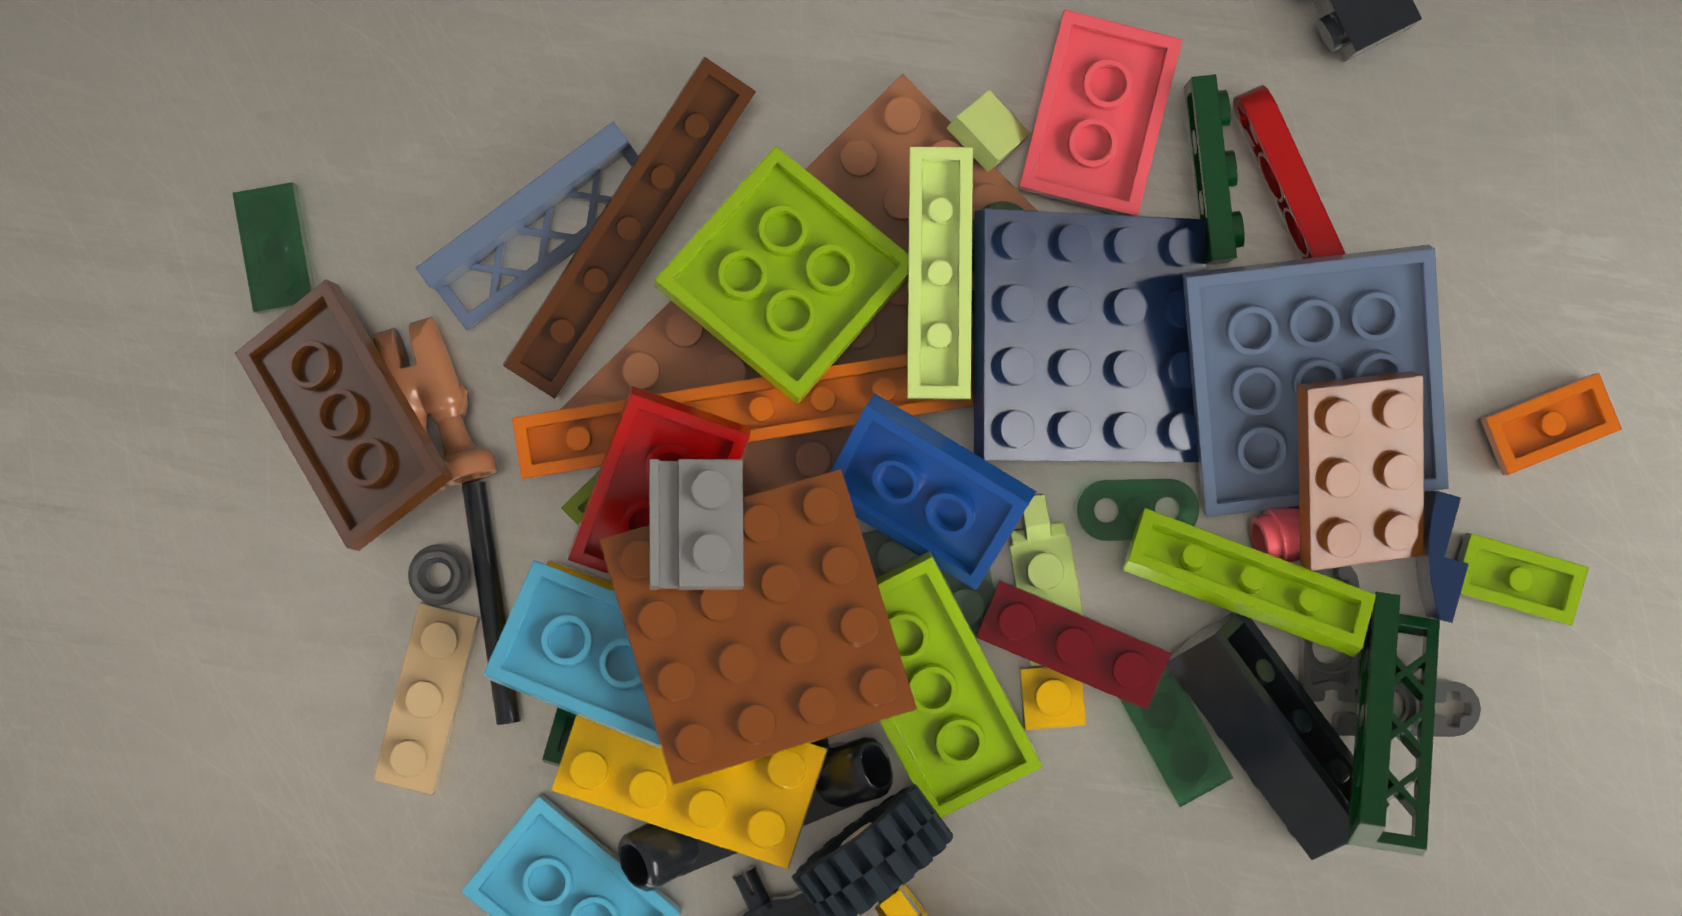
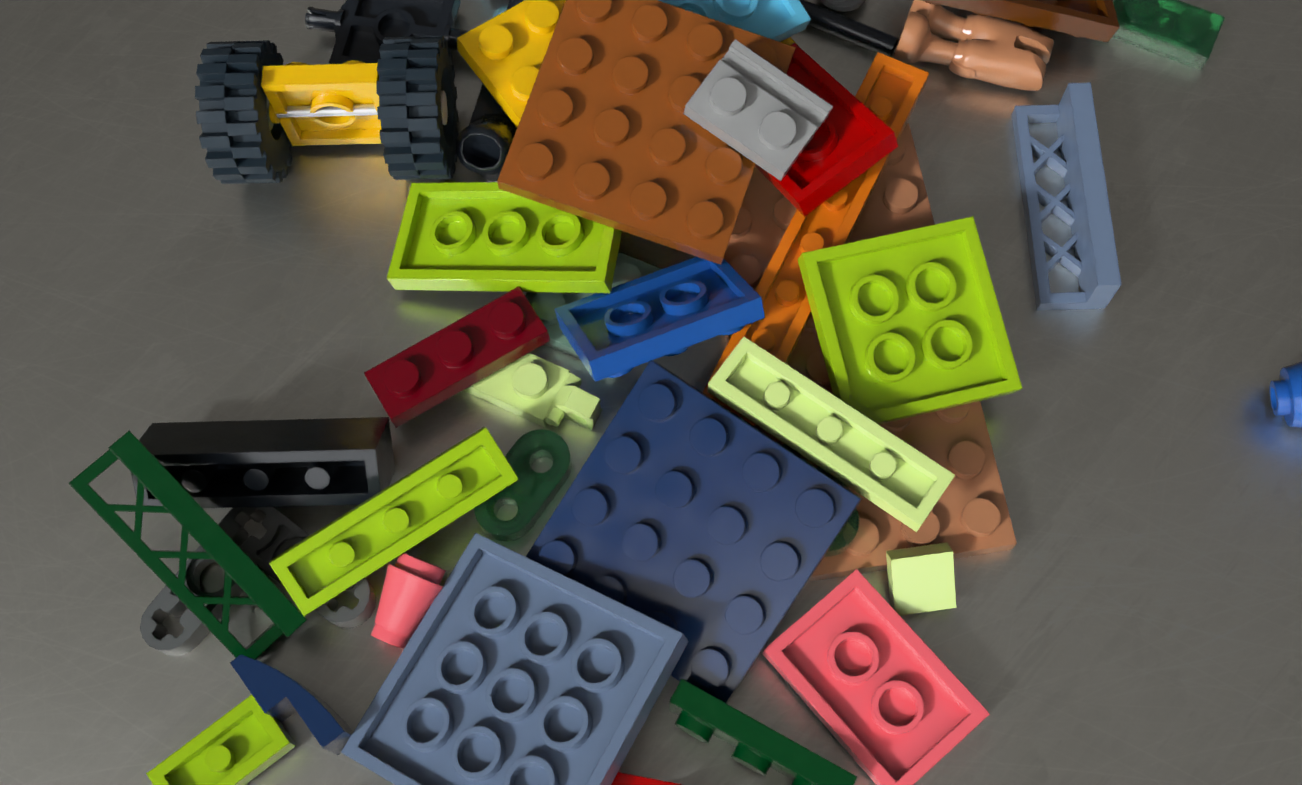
camera: 125 degrees right, 20 degrees down
(629, 227) = (1027, 260): reddish brown plate -> none
(1050, 699) = (424, 319): yellow plate -> none
(1178, 742) = (319, 391): clear green plate -> none
(1361, 470) = (413, 677): plate -> none

